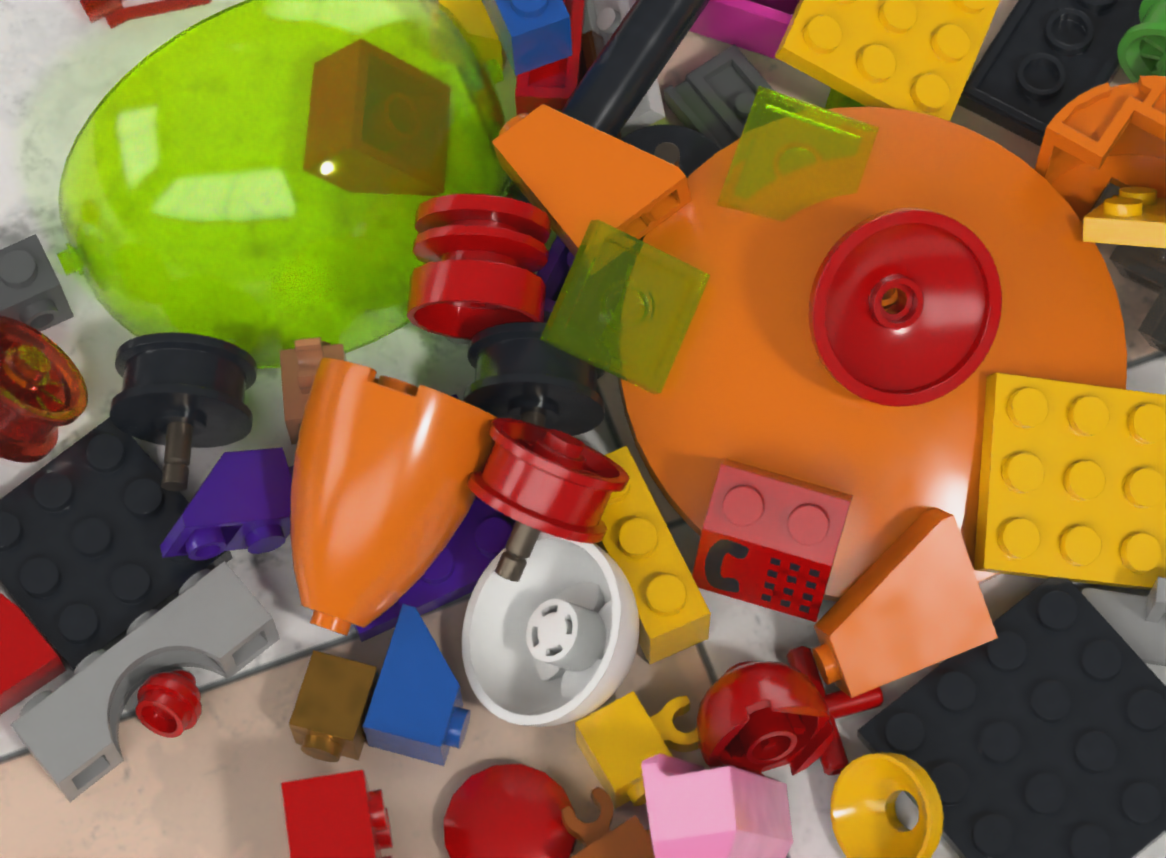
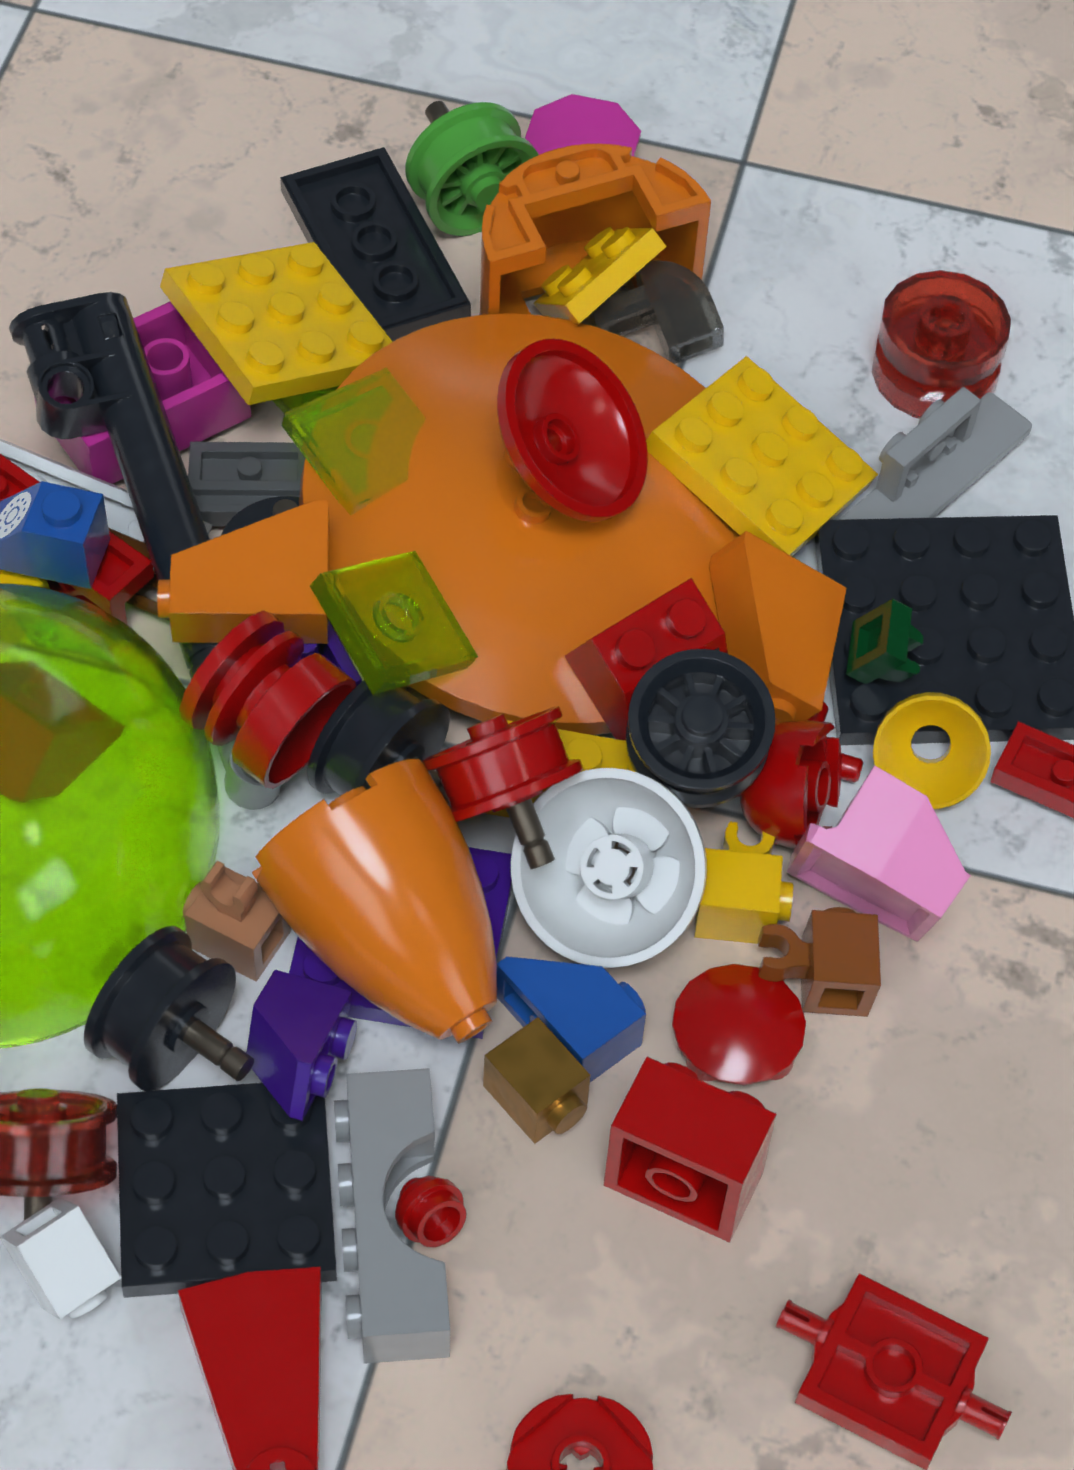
camera: 60 degrees left, 10 degrees down
(708, 607) = (700, 726): none -> black wheel
(952, 700) = (882, 643): none -> dark green tile

